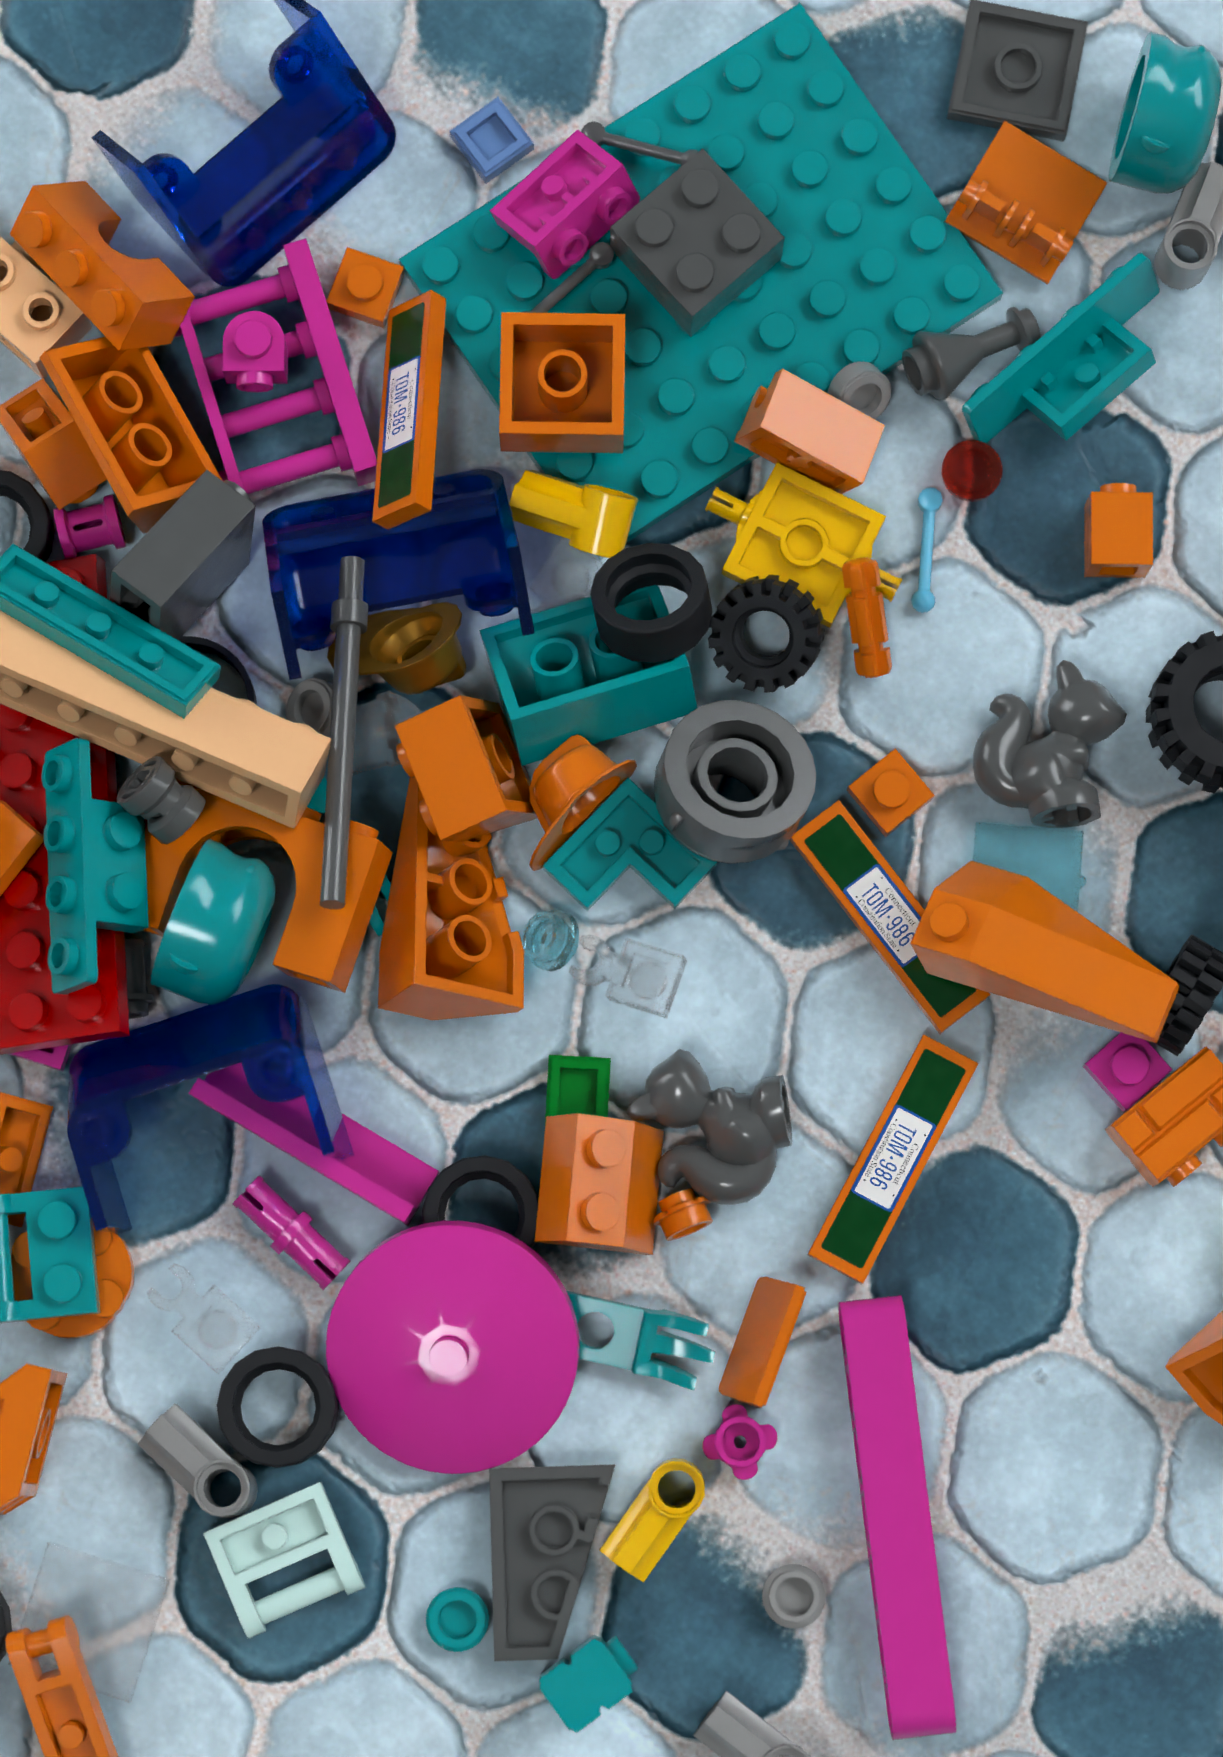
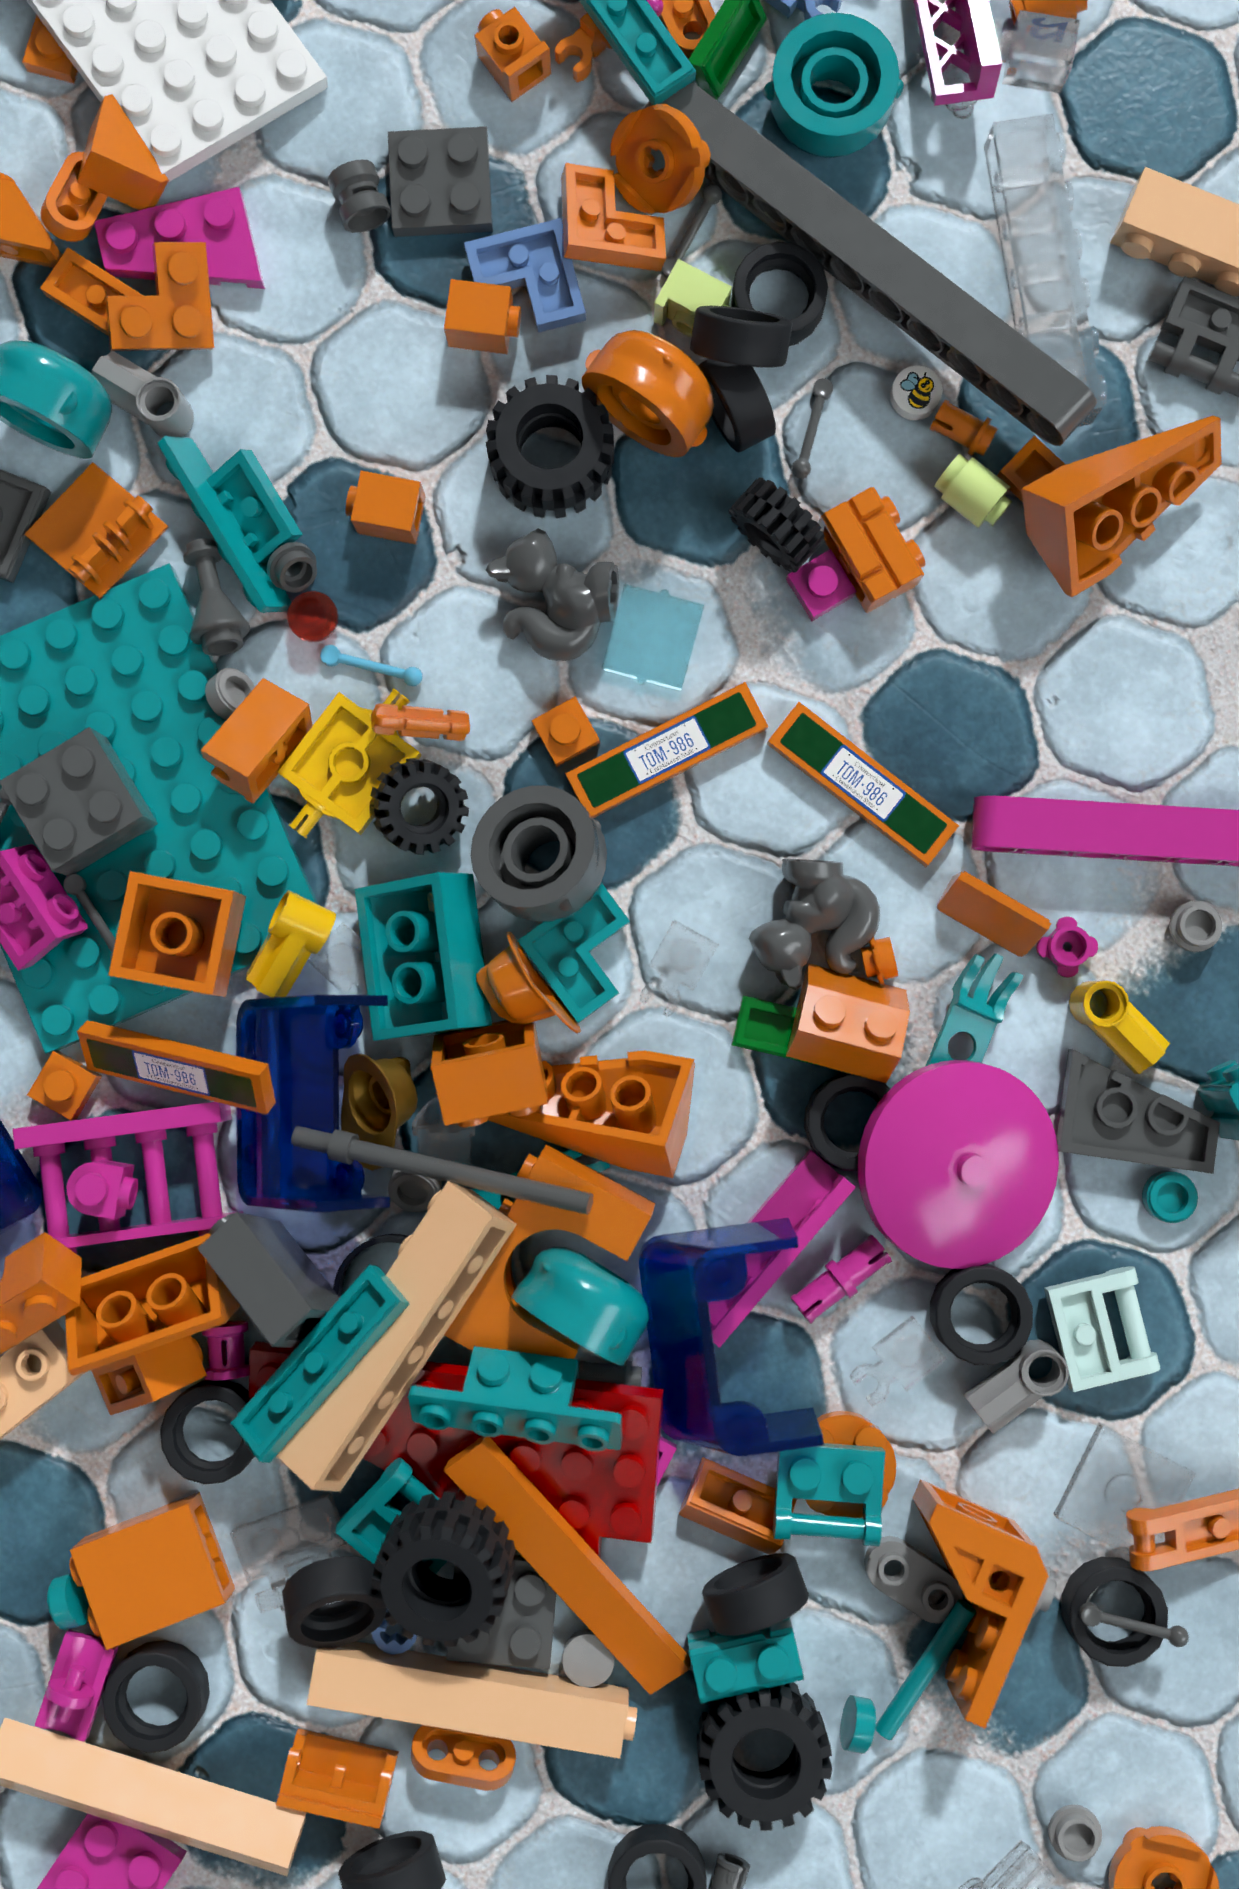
camera: 75 degrees left, 5 degrees up
(161, 800) = (472, 1334): dark grey wheel -> none
(551, 939) = (638, 1026): clear light blue plate -> none
(644, 567) = (346, 894): black tyre -> none
(1024, 436) = (292, 567): none -> dark grey plate
(1033, 948) = (718, 638): orange wedge -> none

